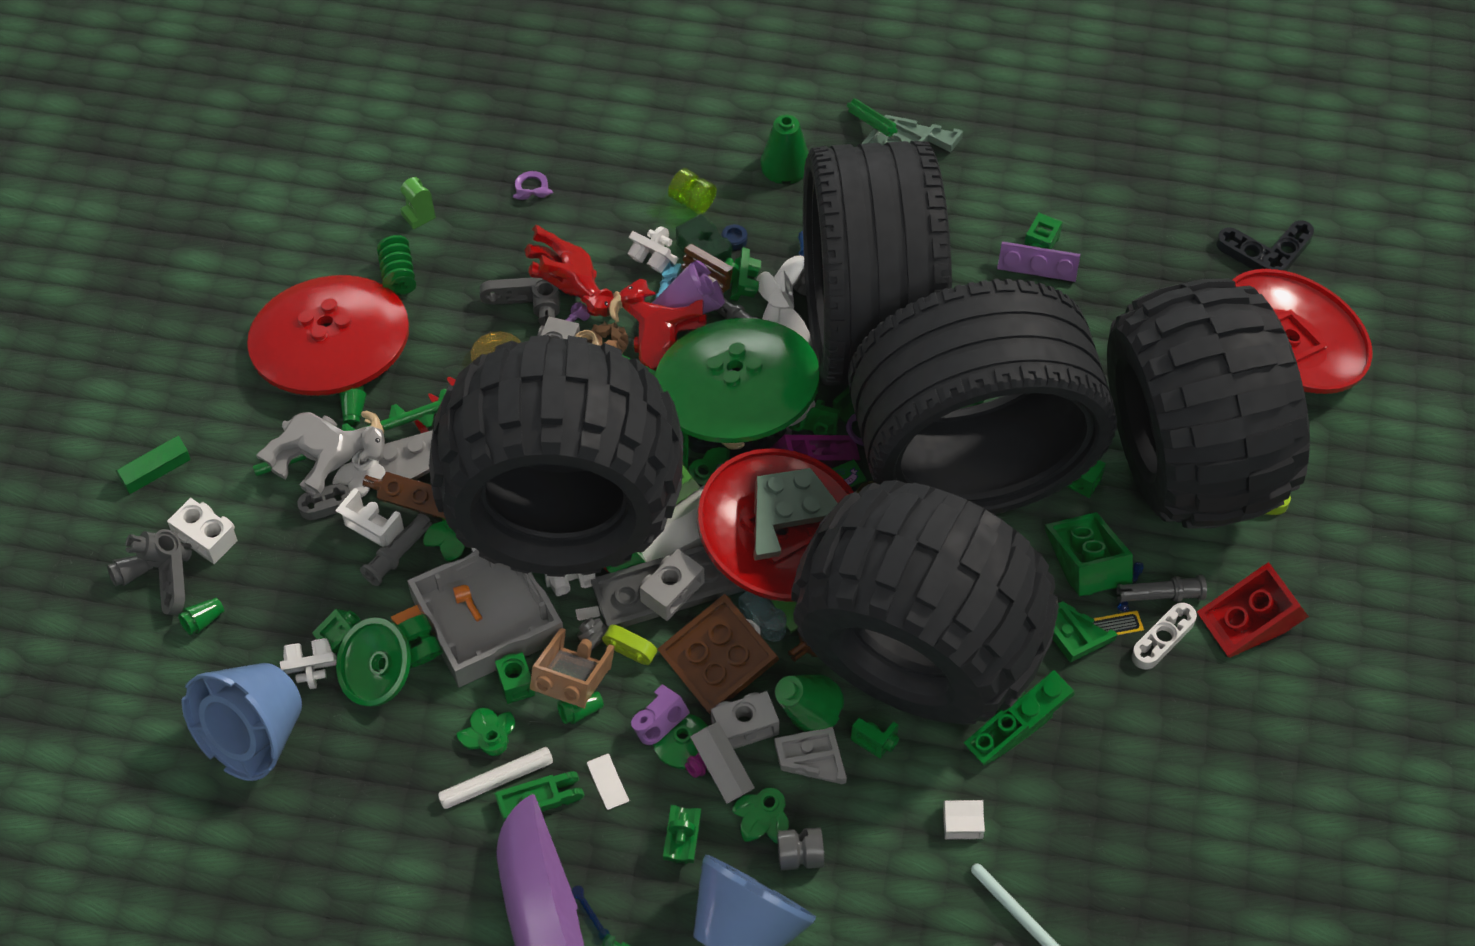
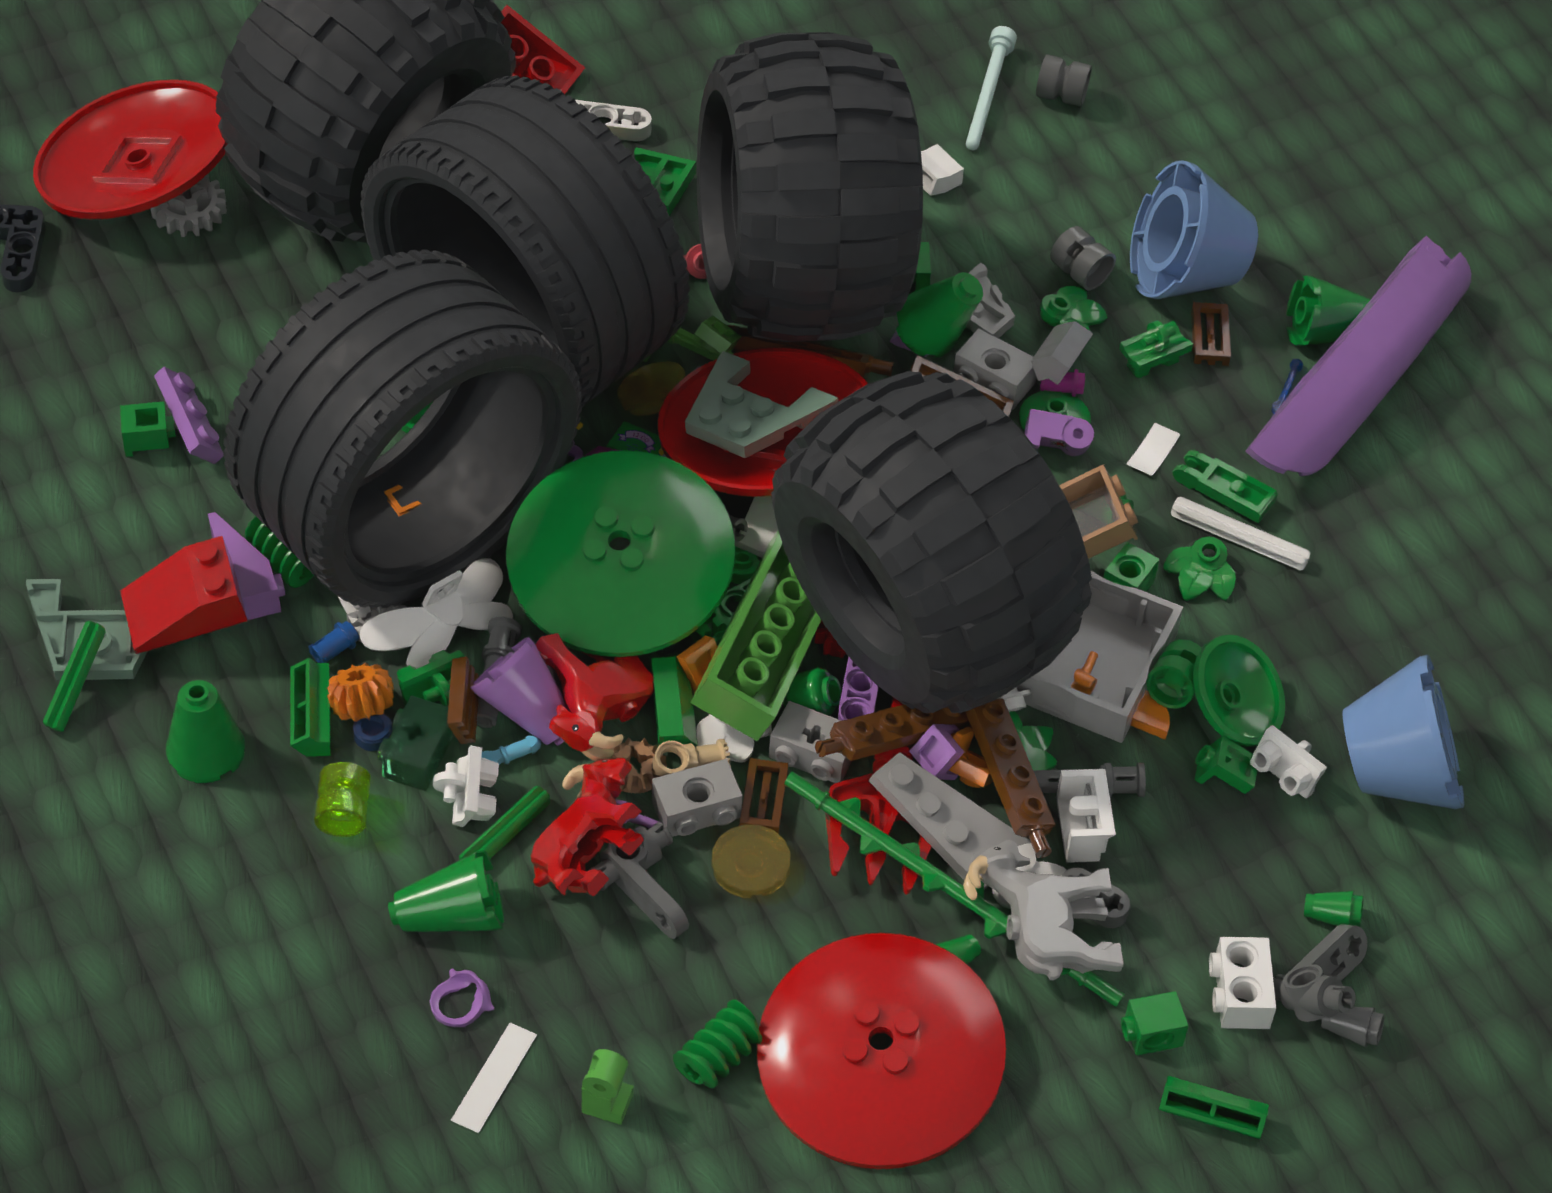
camera: 130 degrees left, 5 degrees down
(222, 469) = (1154, 1023): none -> green brick
(476, 179) = (493, 1077): none -> white sticker
(582, 204) = (451, 899): none -> green cone
(616, 257) = (510, 823): none -> green axle
(664, 903) = (1210, 354): none -> reddish brown tile
(757, 233) = (360, 692): none -> orange gear
(769, 215) = (310, 708): none -> green piece

